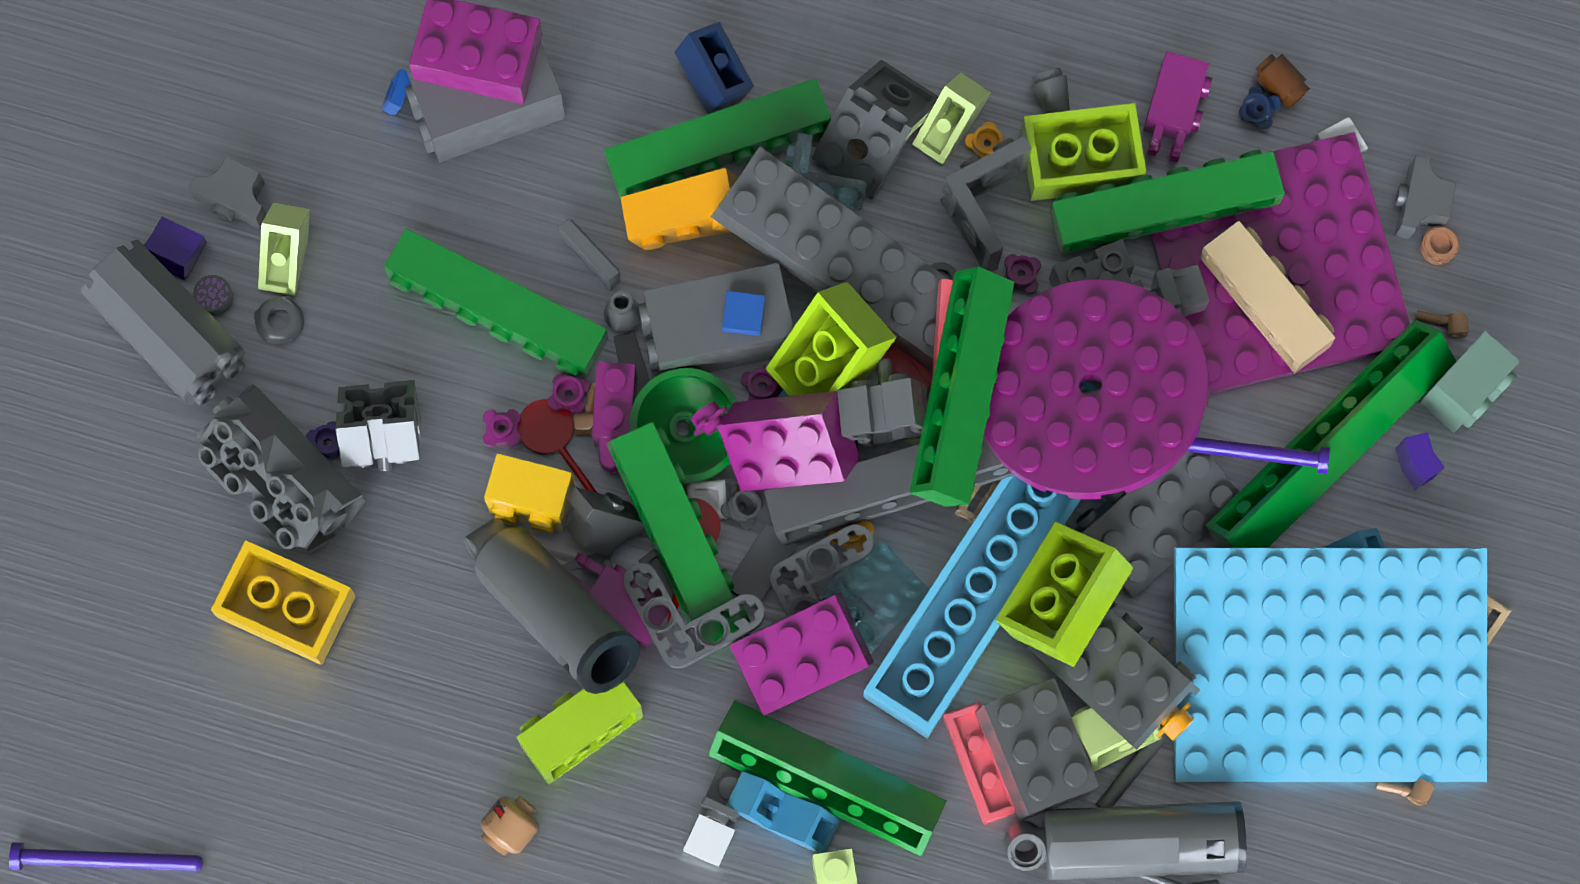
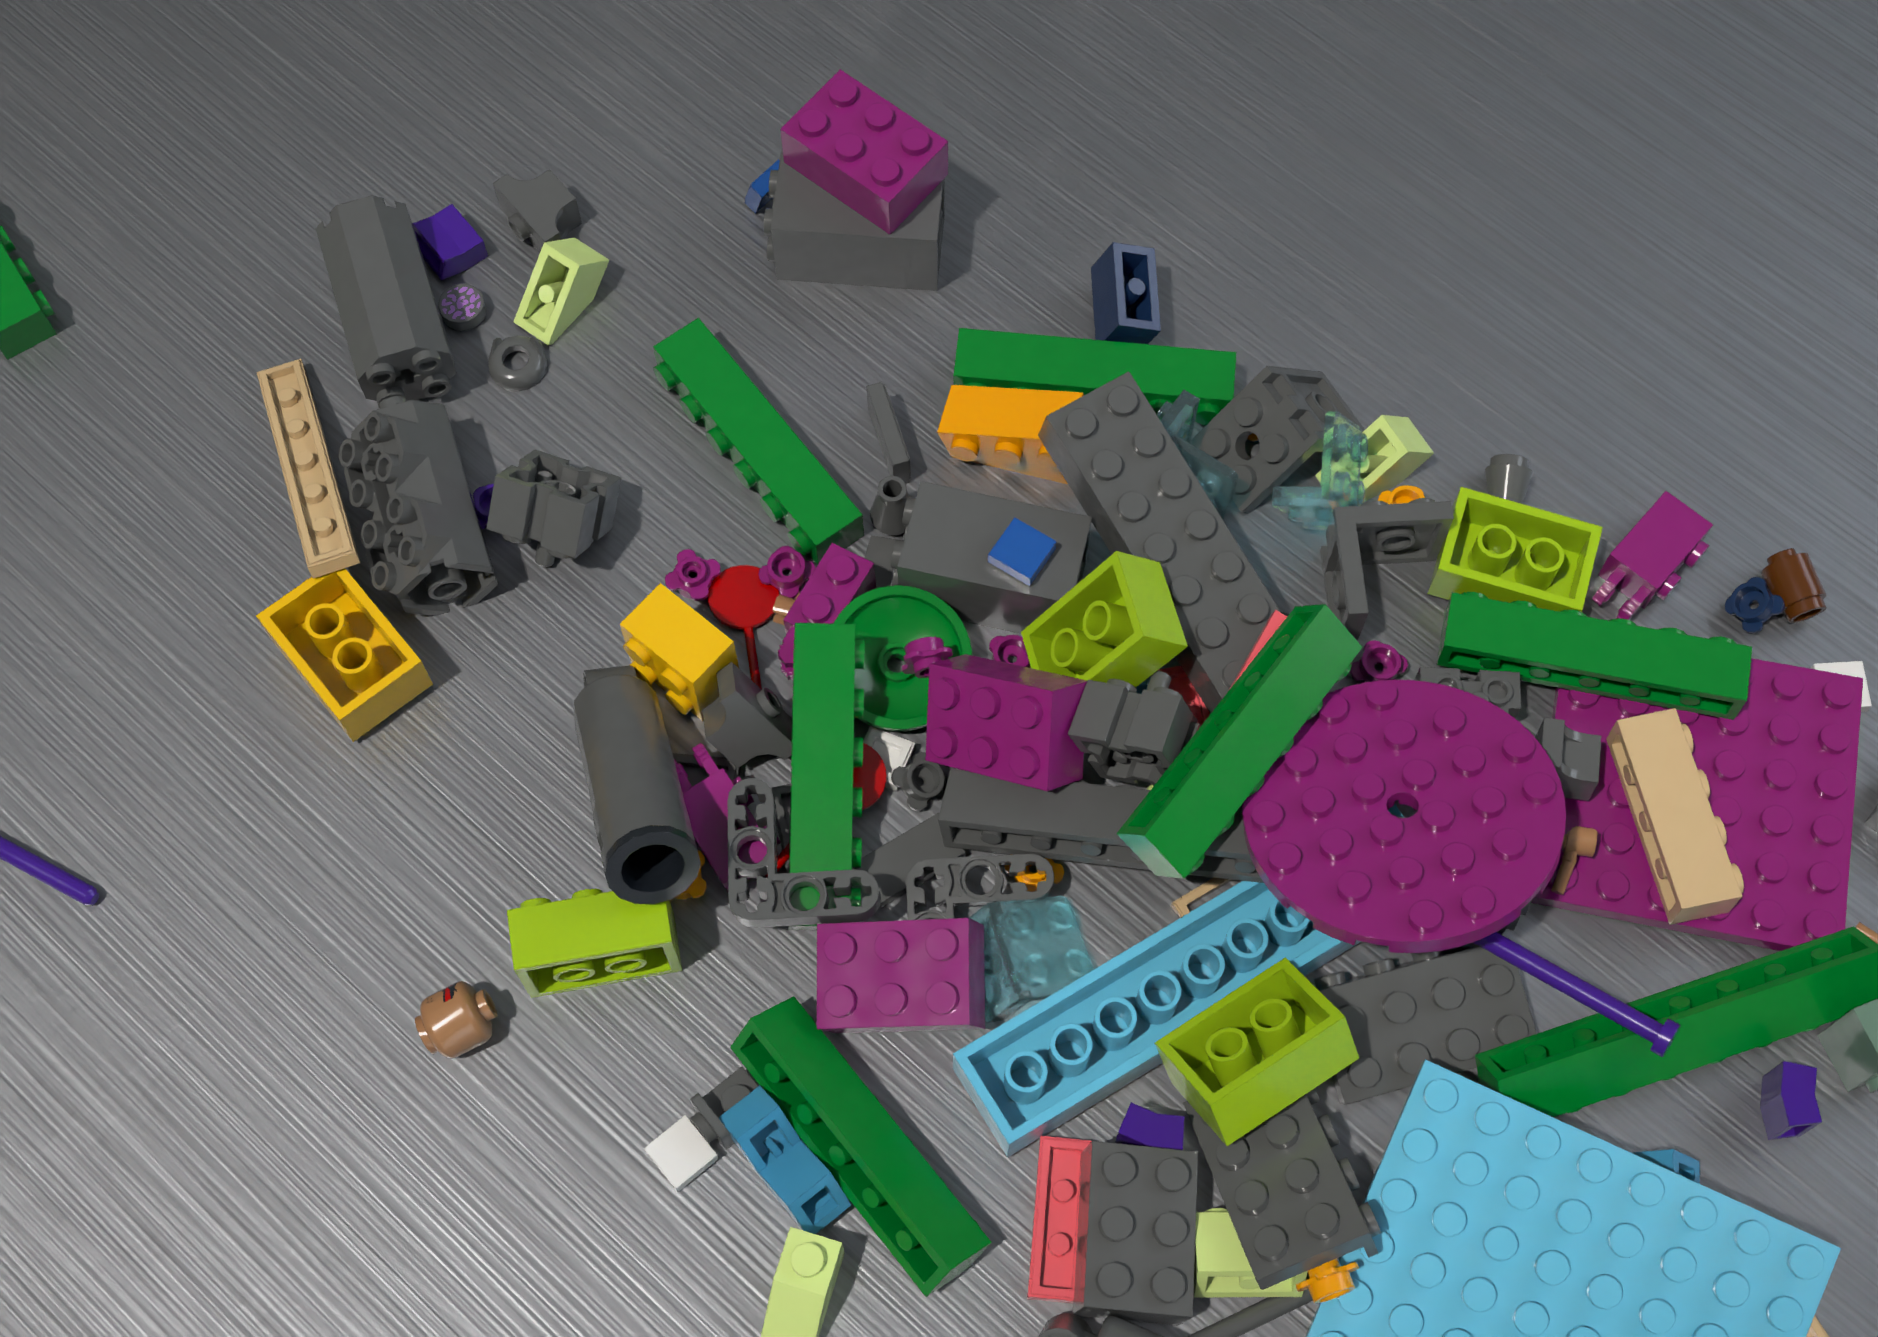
camera: 30 degrees right, 10 degrees down
(176, 478) = (307, 469): none -> tan tile
(940, 154) = (1340, 477): none -> clear light blue bracket
(1015, 678) = (1151, 1129): none -> dark purple piece
(1212, 344) = (1576, 842): none -> medium nougat hand

